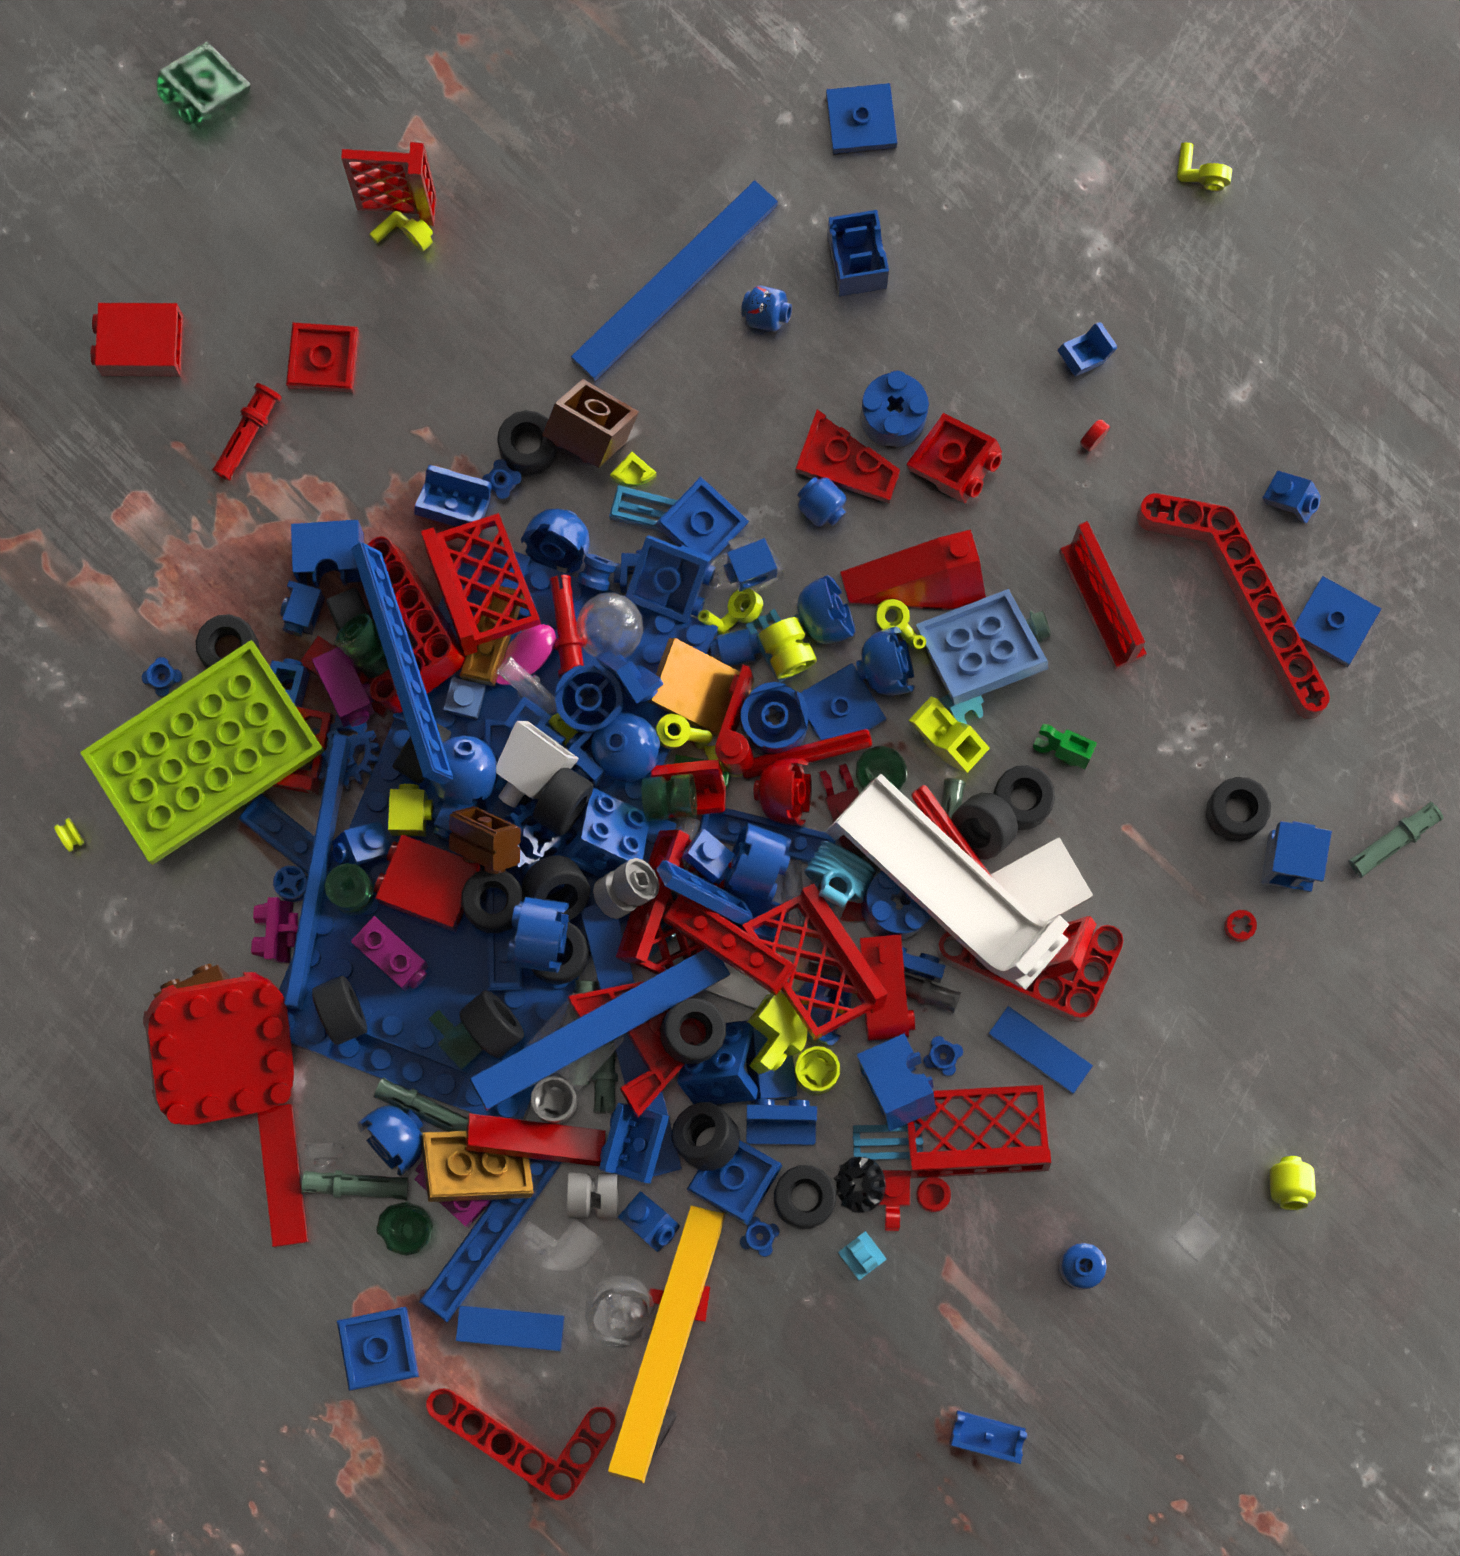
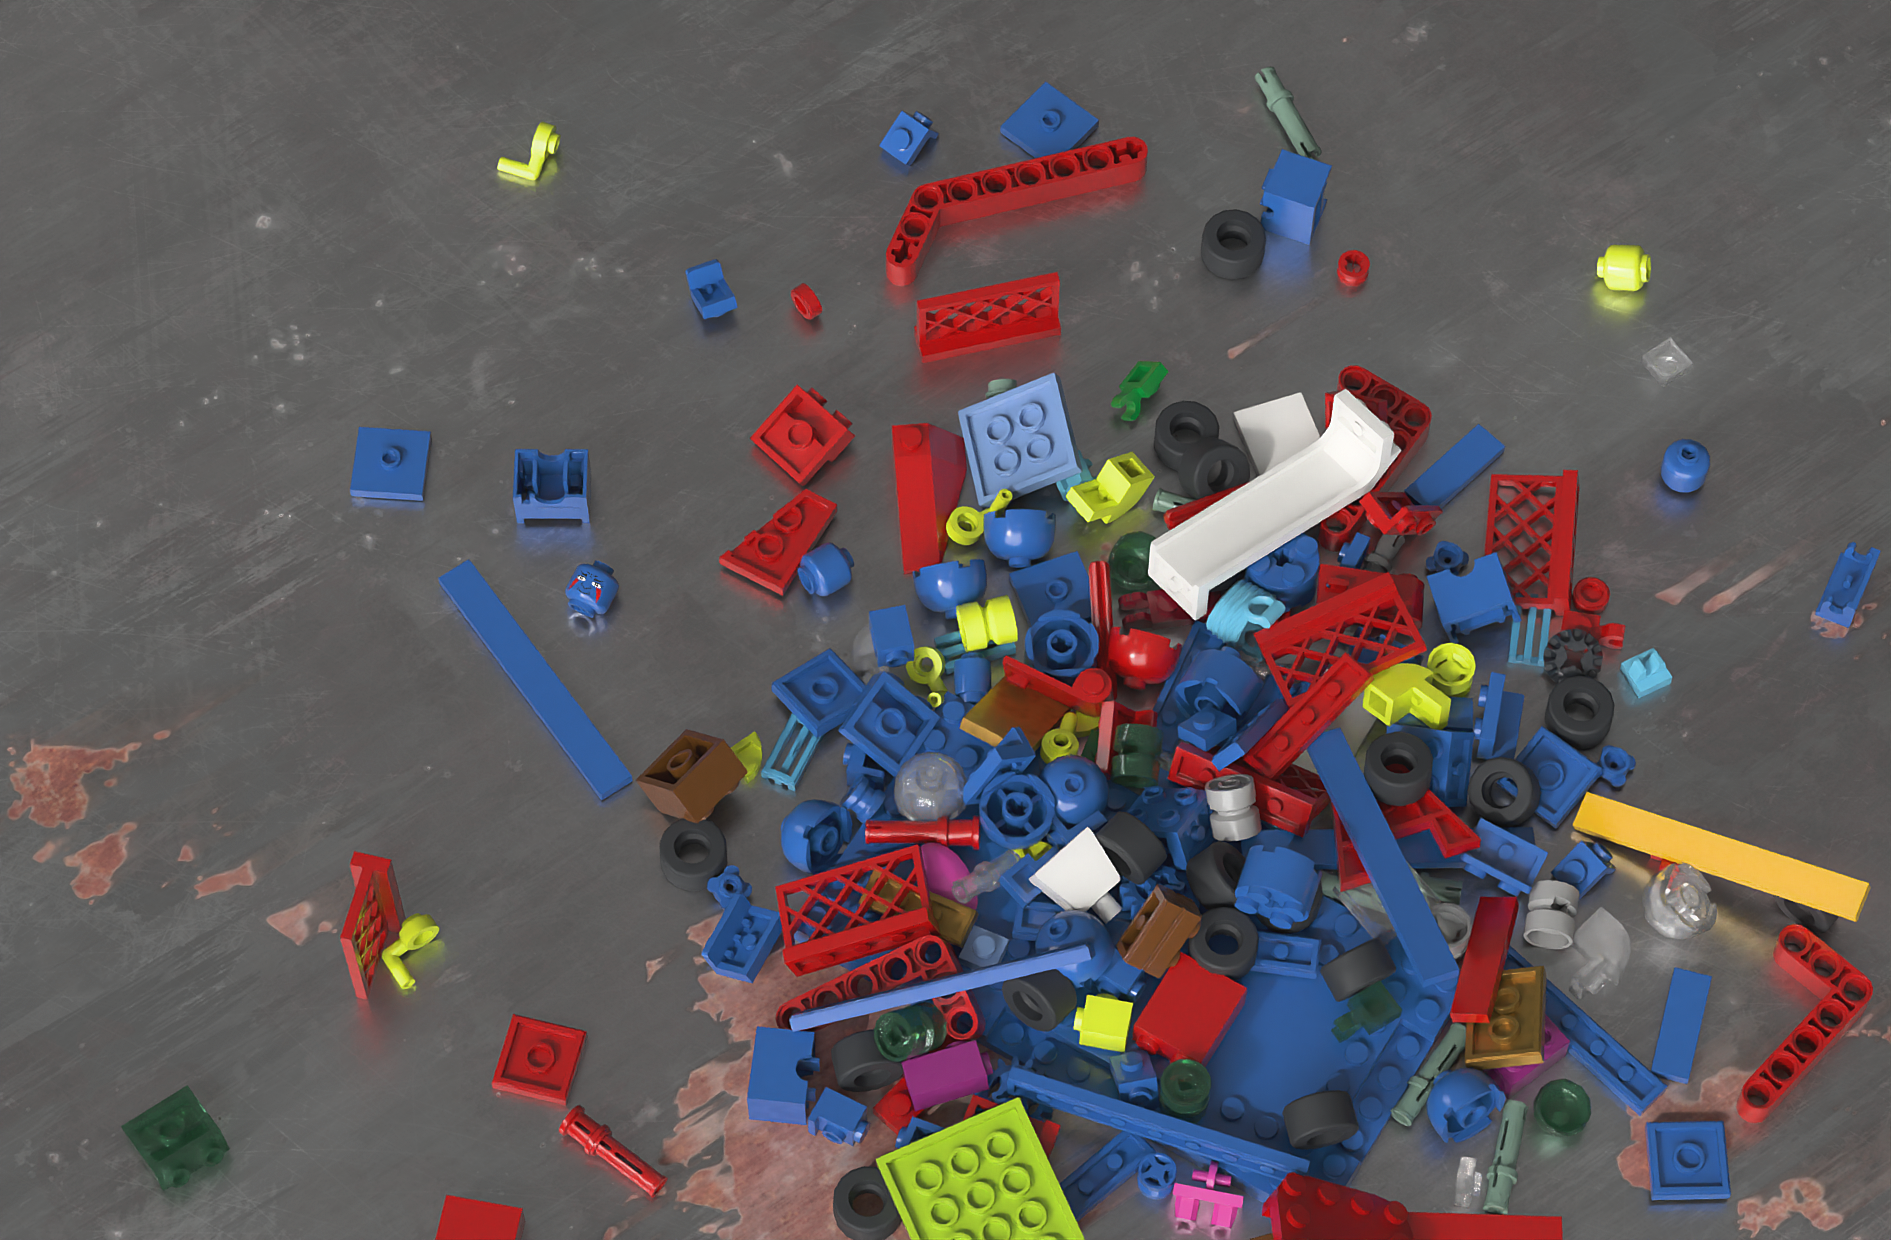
camera: 80 degrees left, 15 degrees down
(390, 954) = (1263, 1064): magenta brick -> none
(894, 391) = (738, 482): blue brick -> none
(973, 999) = (1398, 515): none -> red bracket

